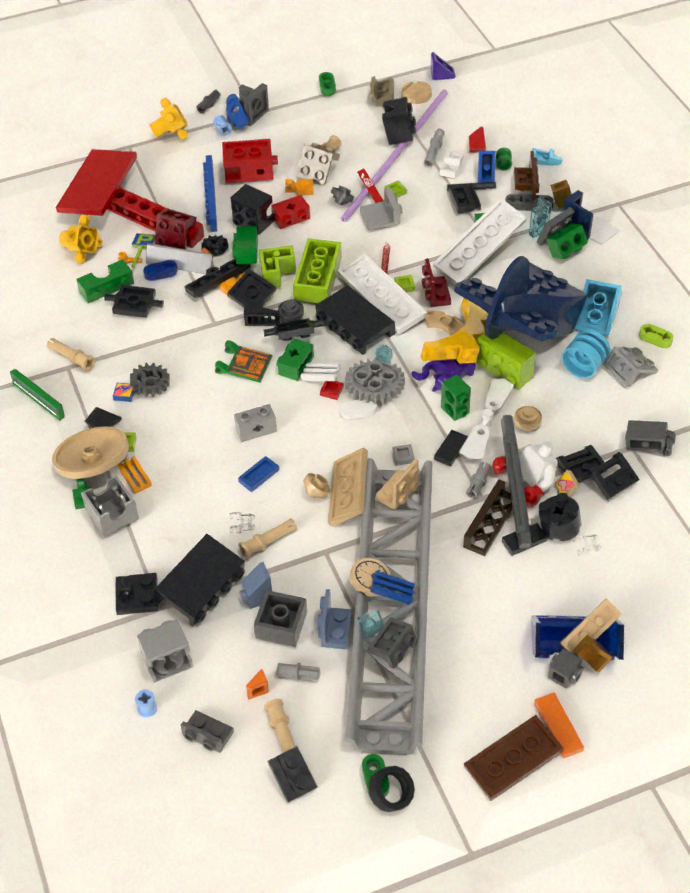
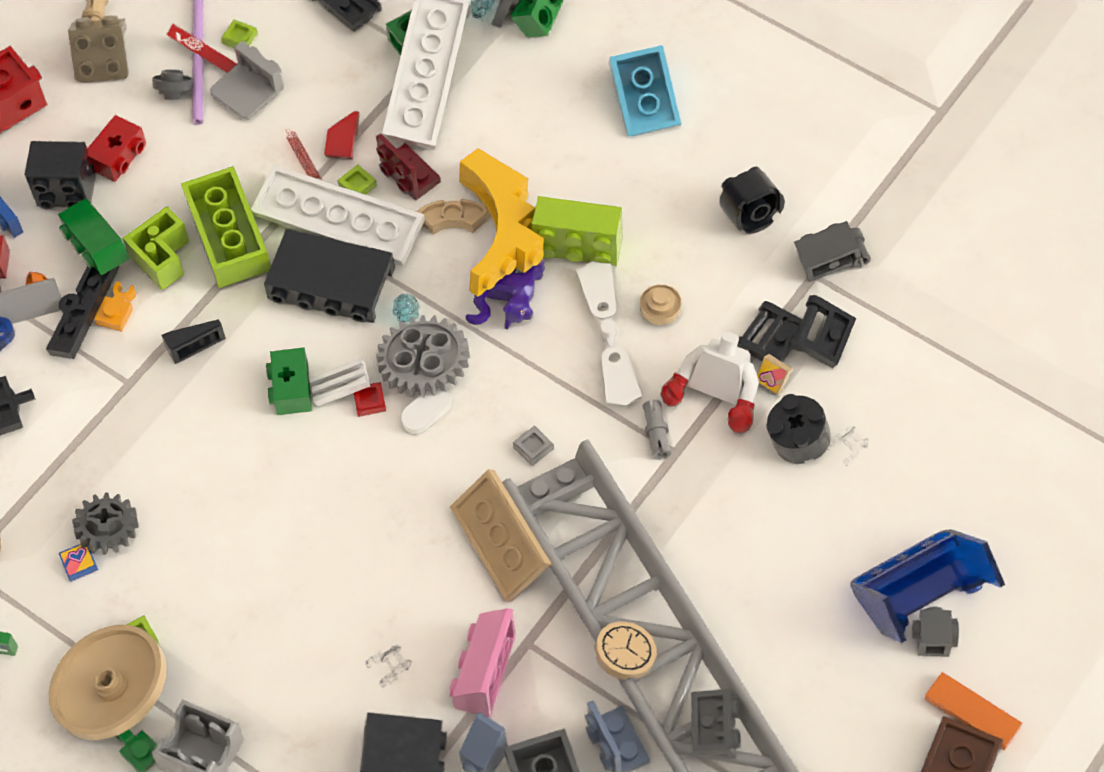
camera: 30 degrees left, 10 degrees up
(101, 418) = (79, 621): black piece -> none
(128, 464) = (197, 669): light orange tile -> none
(215, 249) = (46, 264): black gear -> none
(245, 362) = (221, 422): flag -> none
(251, 290) = (152, 306): black hinge -> none
(255, 423) = (305, 508): light grey brick -> none
(258, 473) = (359, 580): blue tile -> none
(259, 541) = (435, 679): tan pin -> none
(291, 310) = (229, 307): dark grey plate -> none
(291, 329) = (257, 335): black plate -> none
(292, 546) = (484, 662): none -> bright pink slope
(302, 186) = (99, 96): light orange plate -> none
(316, 485) = (455, 556): tan plate -> none
(371, 623) = (671, 714): clear light blue plate -> none
(392, 584) = (683, 642): blue tile -> none
(400, 486) = (573, 501): tan bracket -> none
(412, 258) = (341, 137): none -> red slope
(450, 448) = (589, 401): black tile -> none
(455, 397) = (554, 326): green brick -> none
(482, 517) = (699, 477): dark brown fence -> none
(511, 540) = (768, 481): black tile -> none
(516, 482) = (713, 408): dark grey piece -> none
(526, 302) = (565, 140): dark blue brick -> none
(586, 353) = (678, 170): medium azure wheel -> none
(593, 625) = (936, 562): tan plate -> none
(593, 653) = (959, 594): pearl gold panel -> none
(618, 388) = (751, 200): none -> black brick
(627, 363) = (735, 152): light grey bracket -> none
(656, 335) = (742, 93): lime beam -> none

